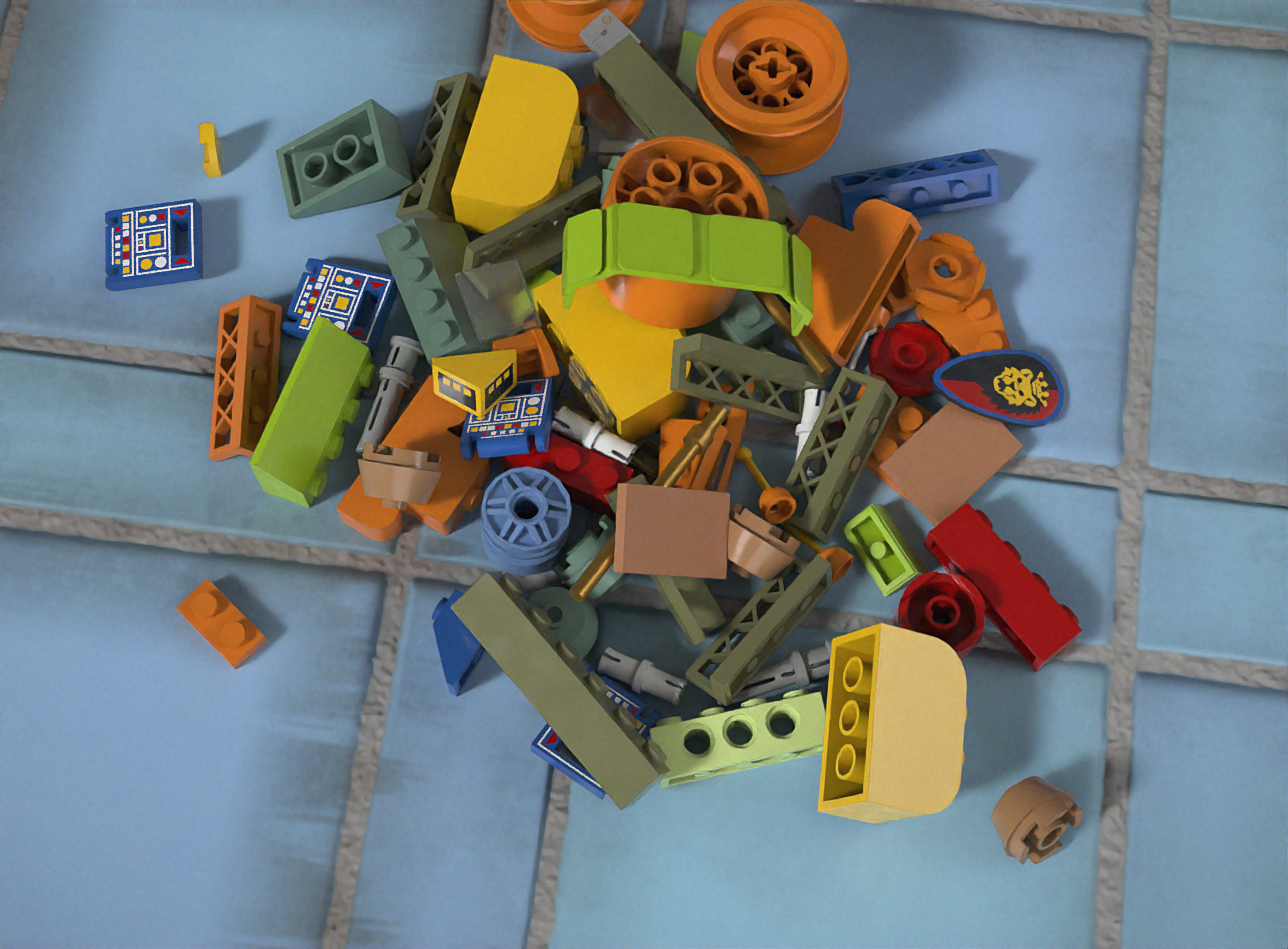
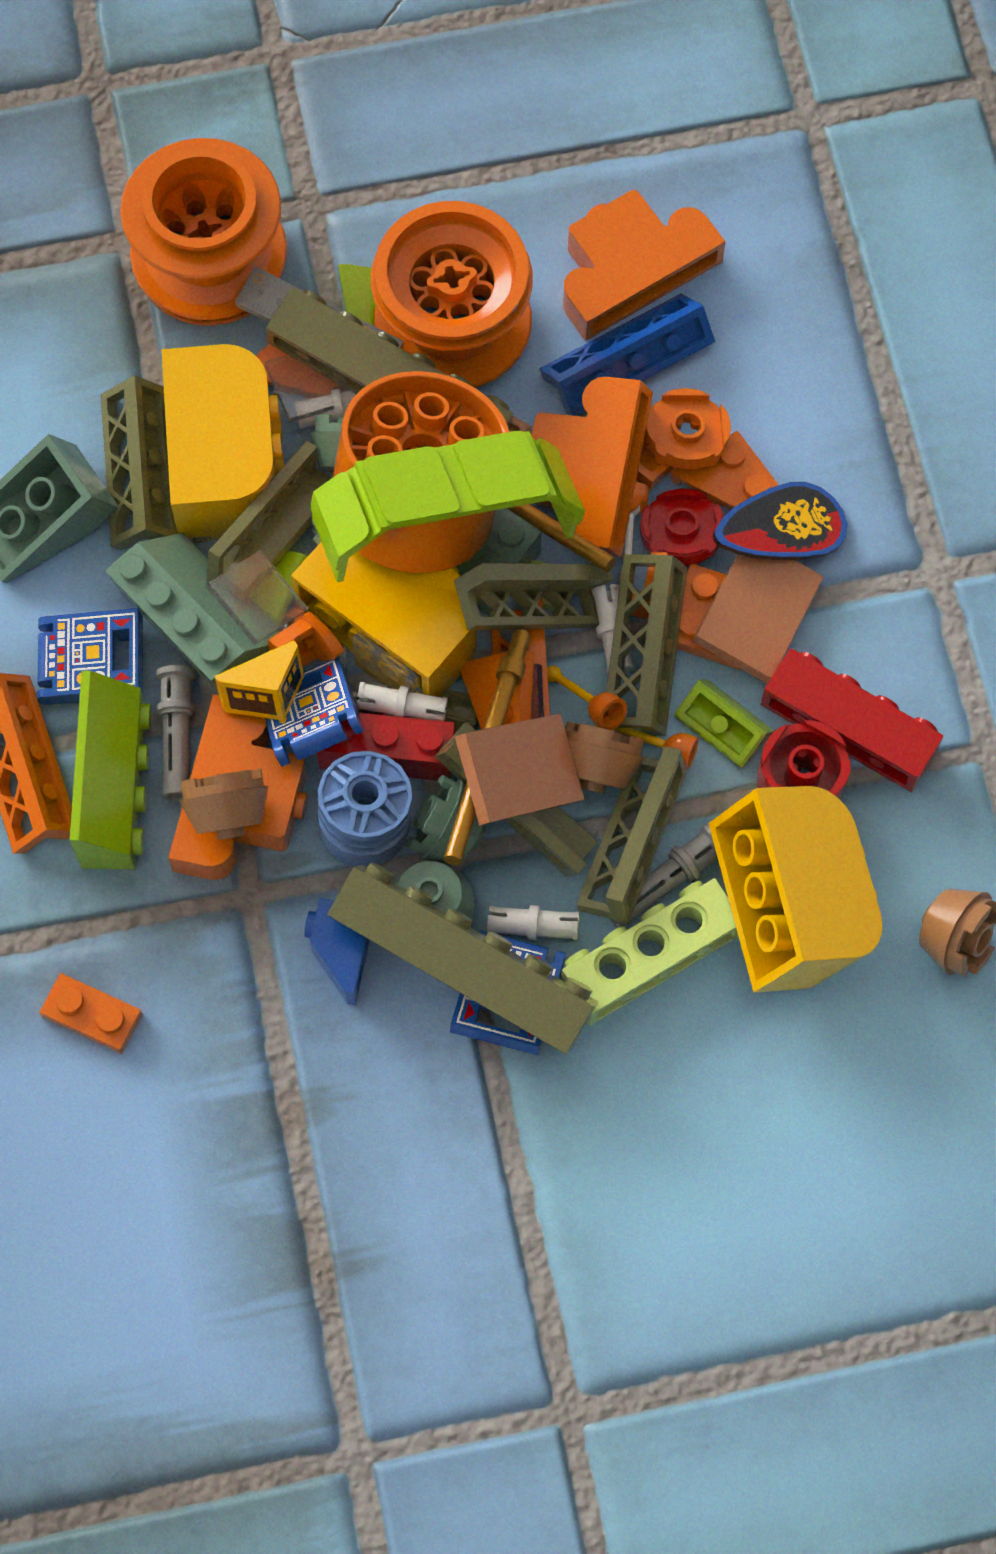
camera: 20 degrees left, 0 degrees up
(950, 106) = (633, 260): none -> orange brick

